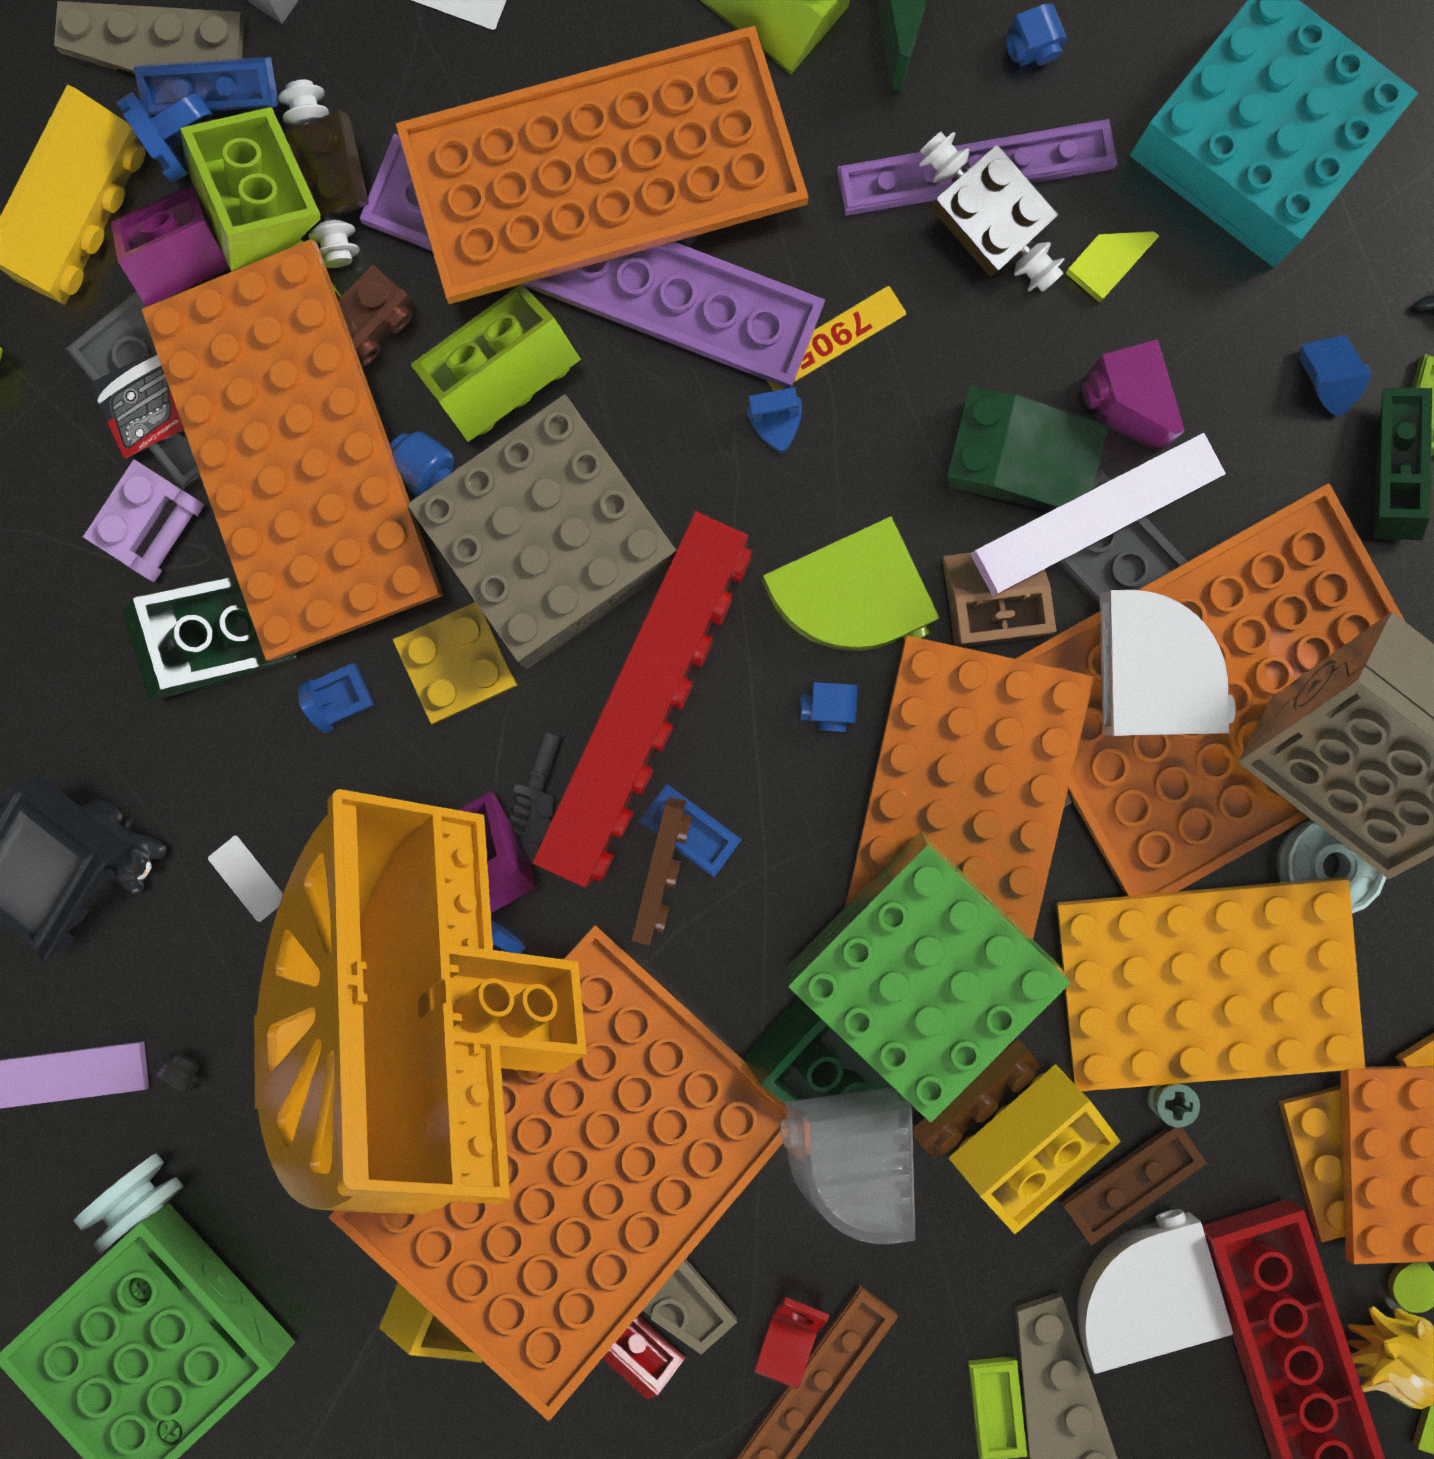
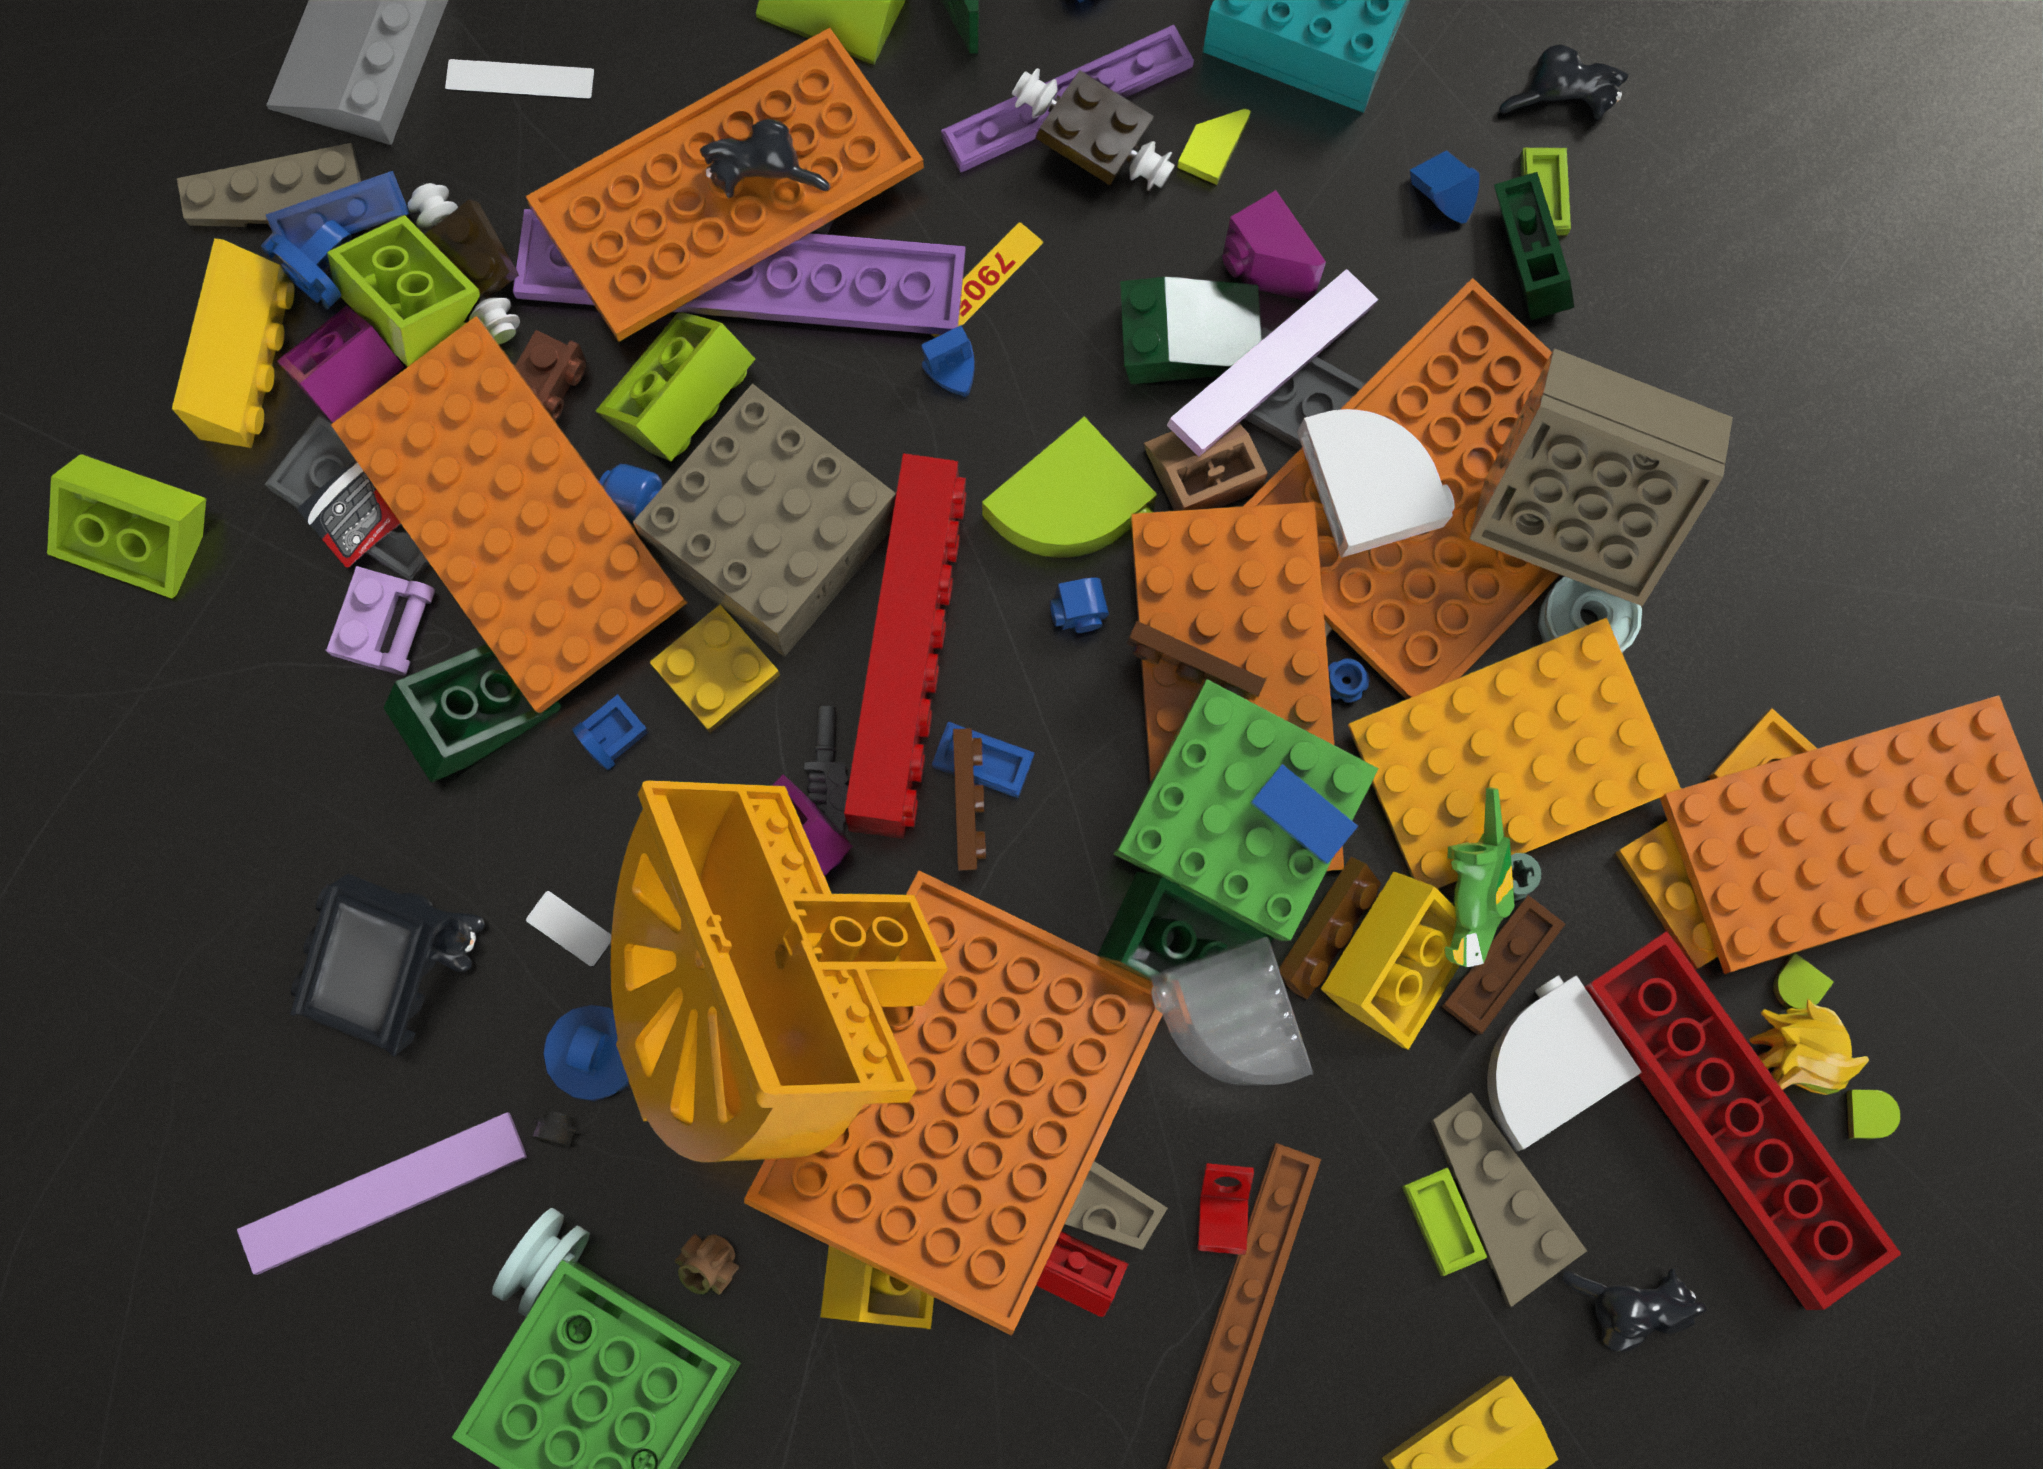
camera: 20 degrees left, 10 degrees down
(225, 1005) = (584, 1054): none -> blue tile
(286, 1245) = (706, 1264): none -> medium nougat gear
(647, 149) = (764, 154): none -> black animal
(922, 810) = (1192, 662): none -> reddish brown plate
(981, 1011) = (1304, 814): none -> blue tile
(1082, 856) = (1357, 675): none -> blue plate
(1137, 1111) = (1483, 888): none -> bright green animal

